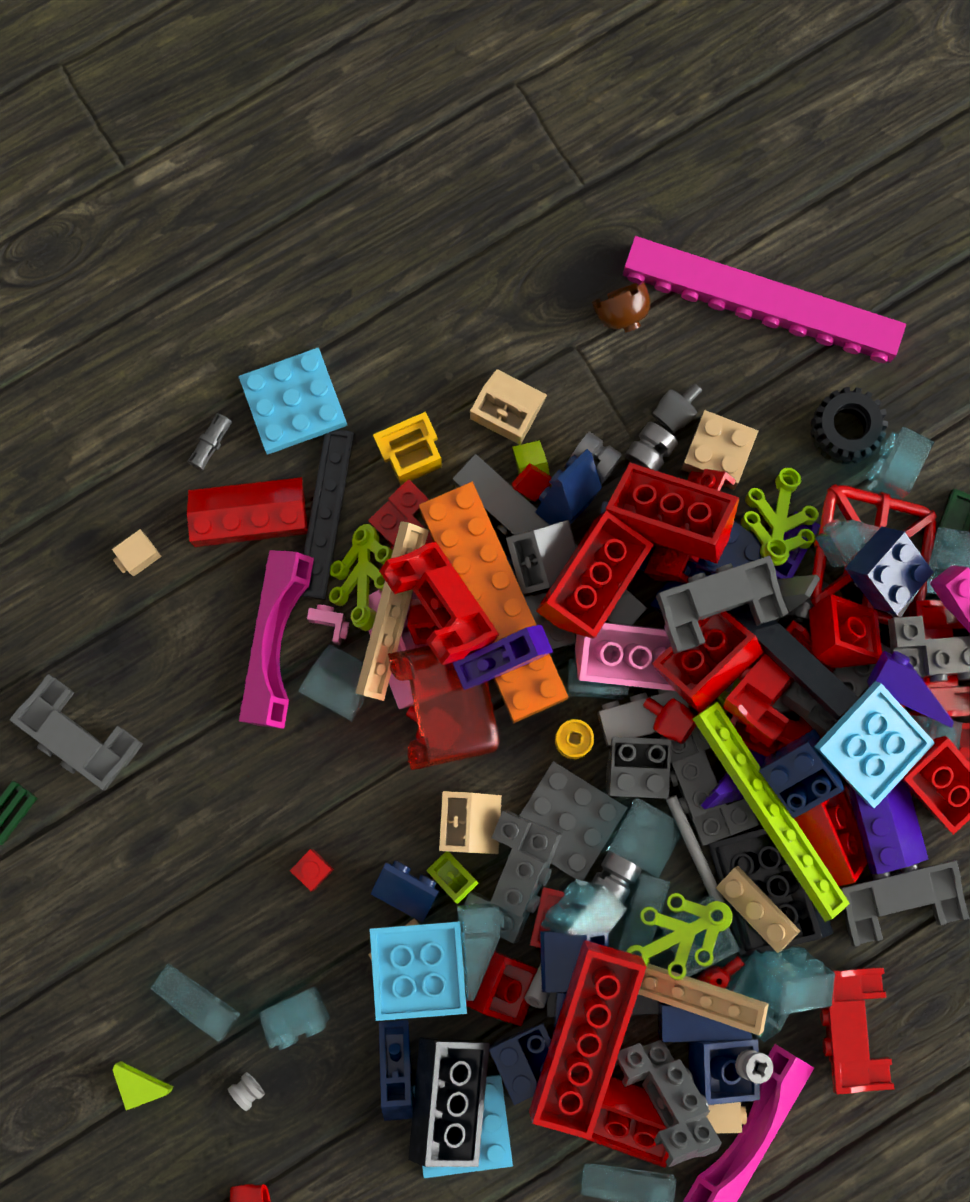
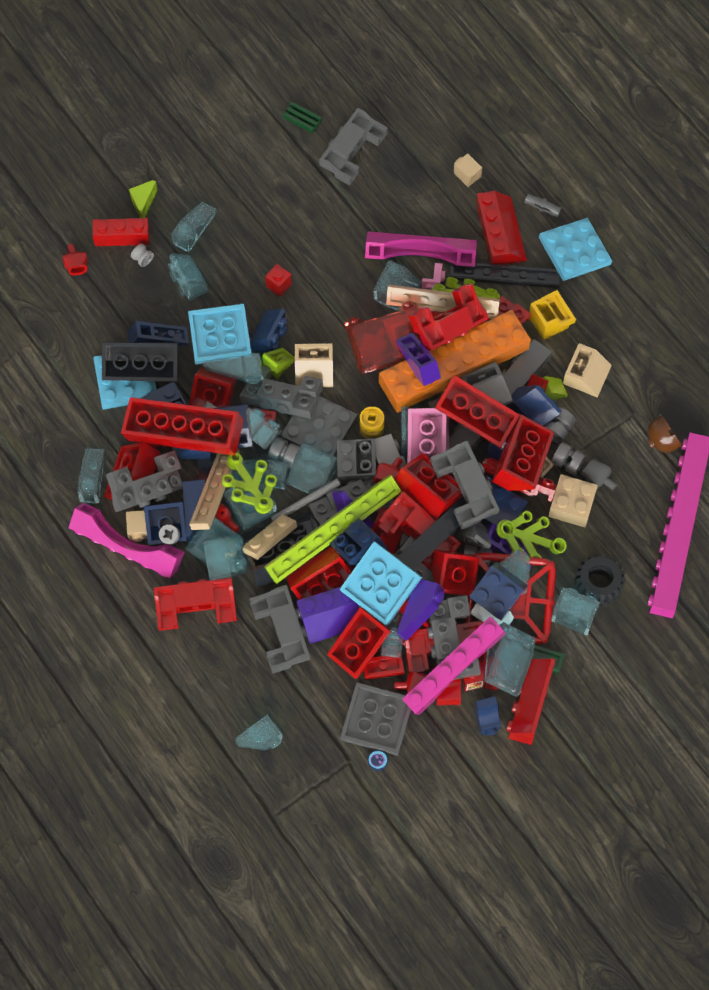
camera: 85 degrees right, 15 degrees down
(201, 1126) = (121, 232): none -> red brick

